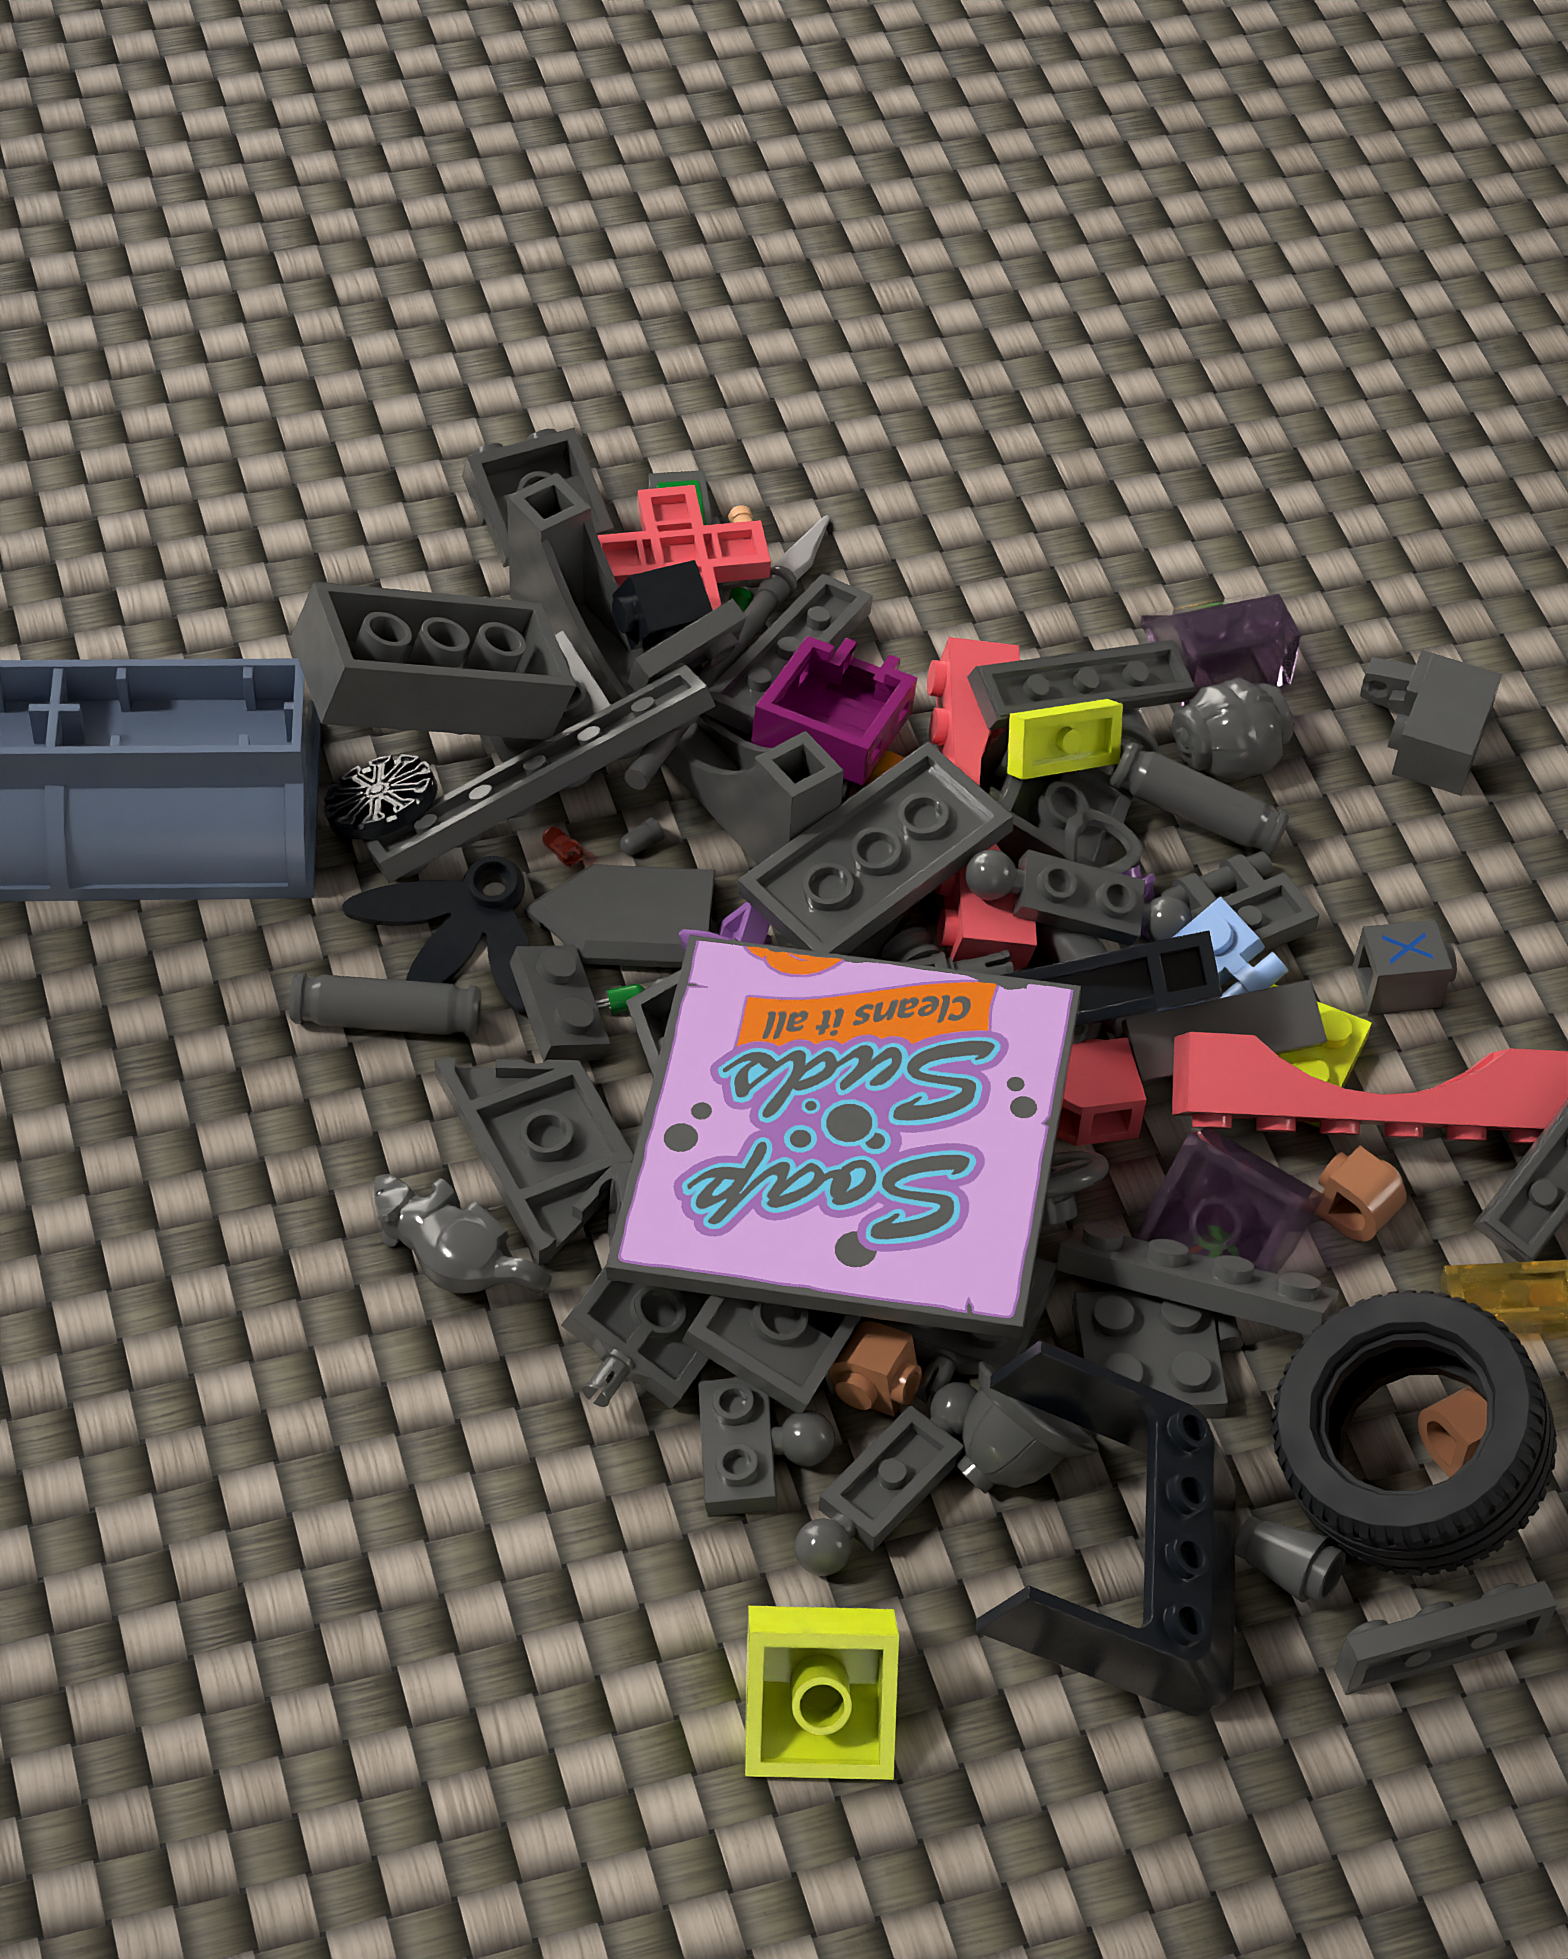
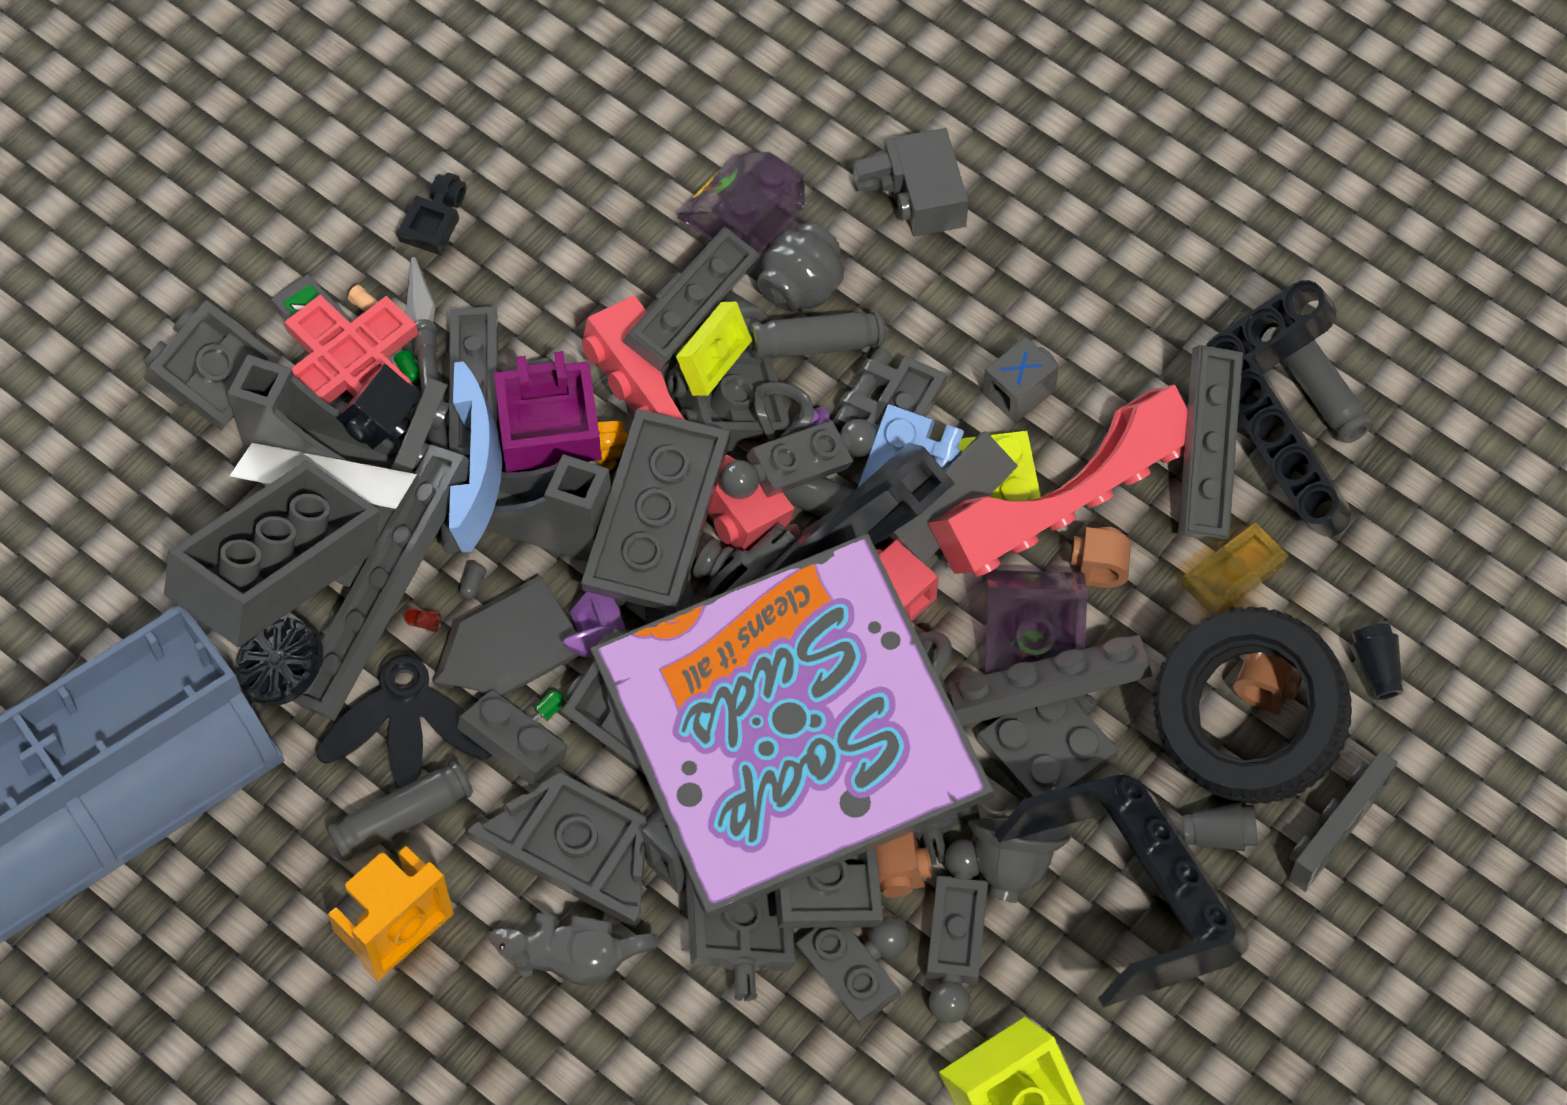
camera: 30 degrees left, 10 degrees up
(290, 1085) = (397, 913): none -> light orange panel
(588, 663) = (372, 483): none -> white sticker
(687, 743) = (474, 502): none -> light blue slope
(869, 489) = (429, 222): none -> black plate

